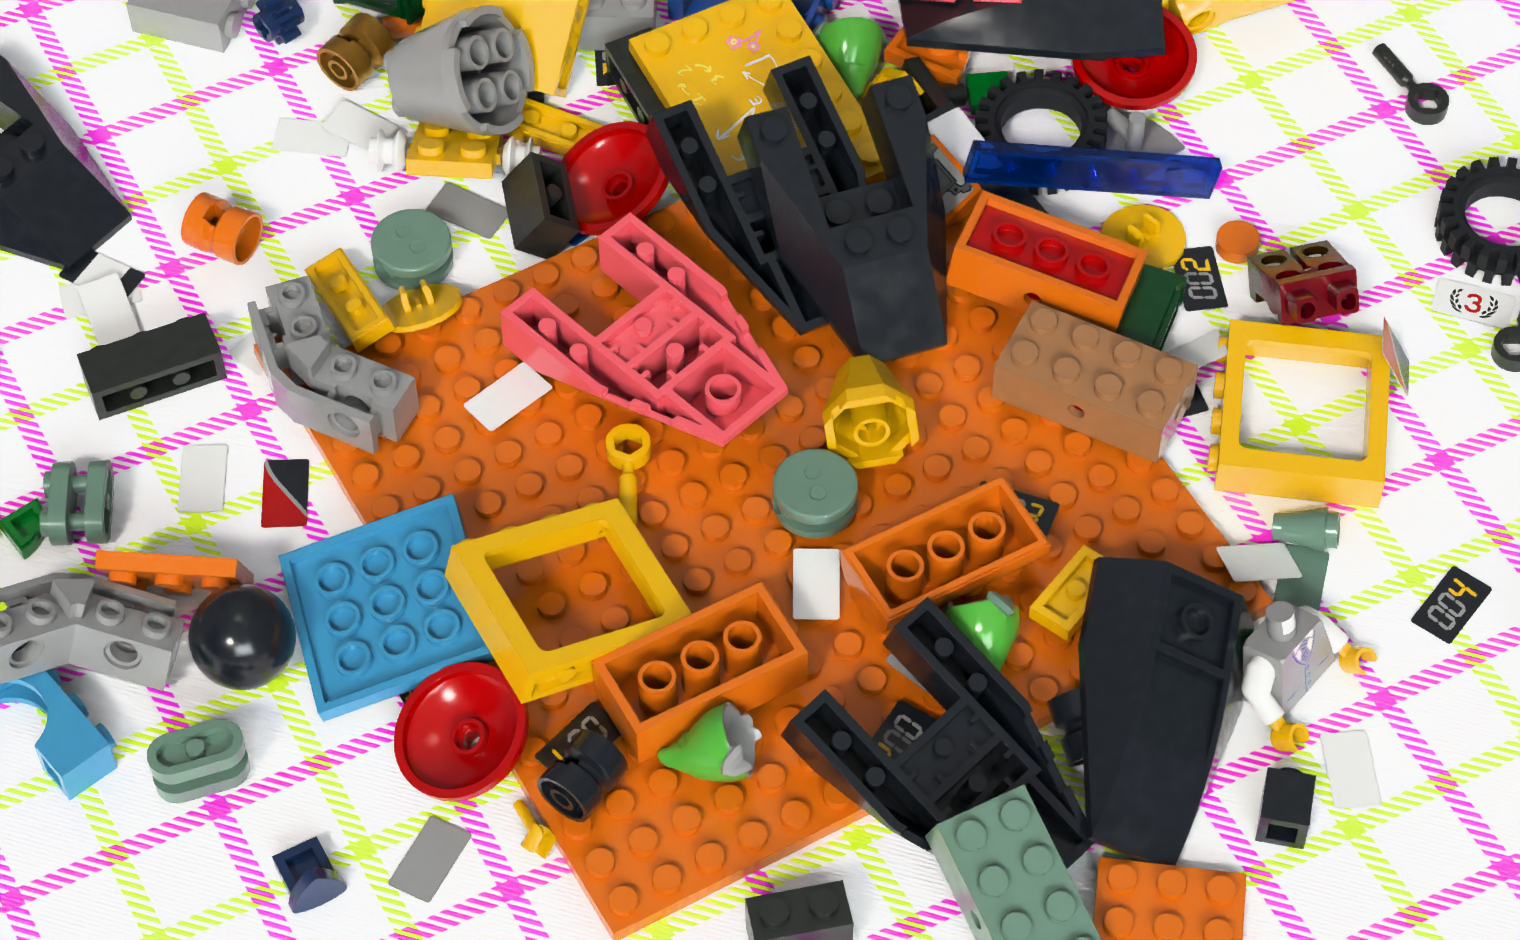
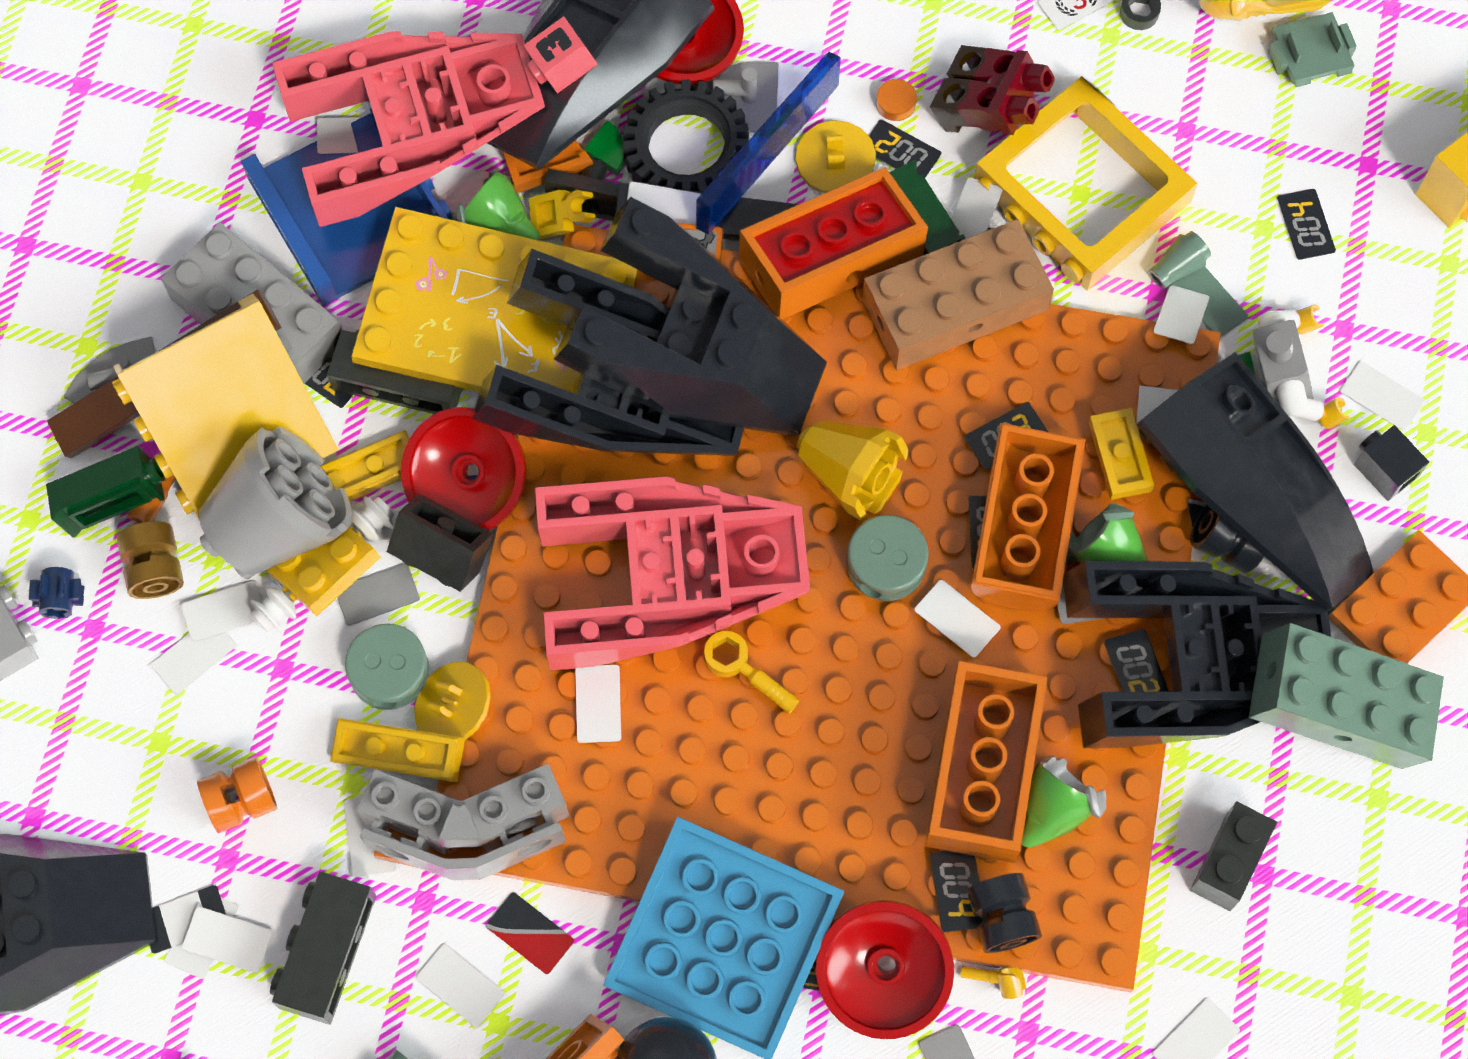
camera: 50 degrees left, 15 degrees up
(526, 666) = (831, 872): yellow piece -> none

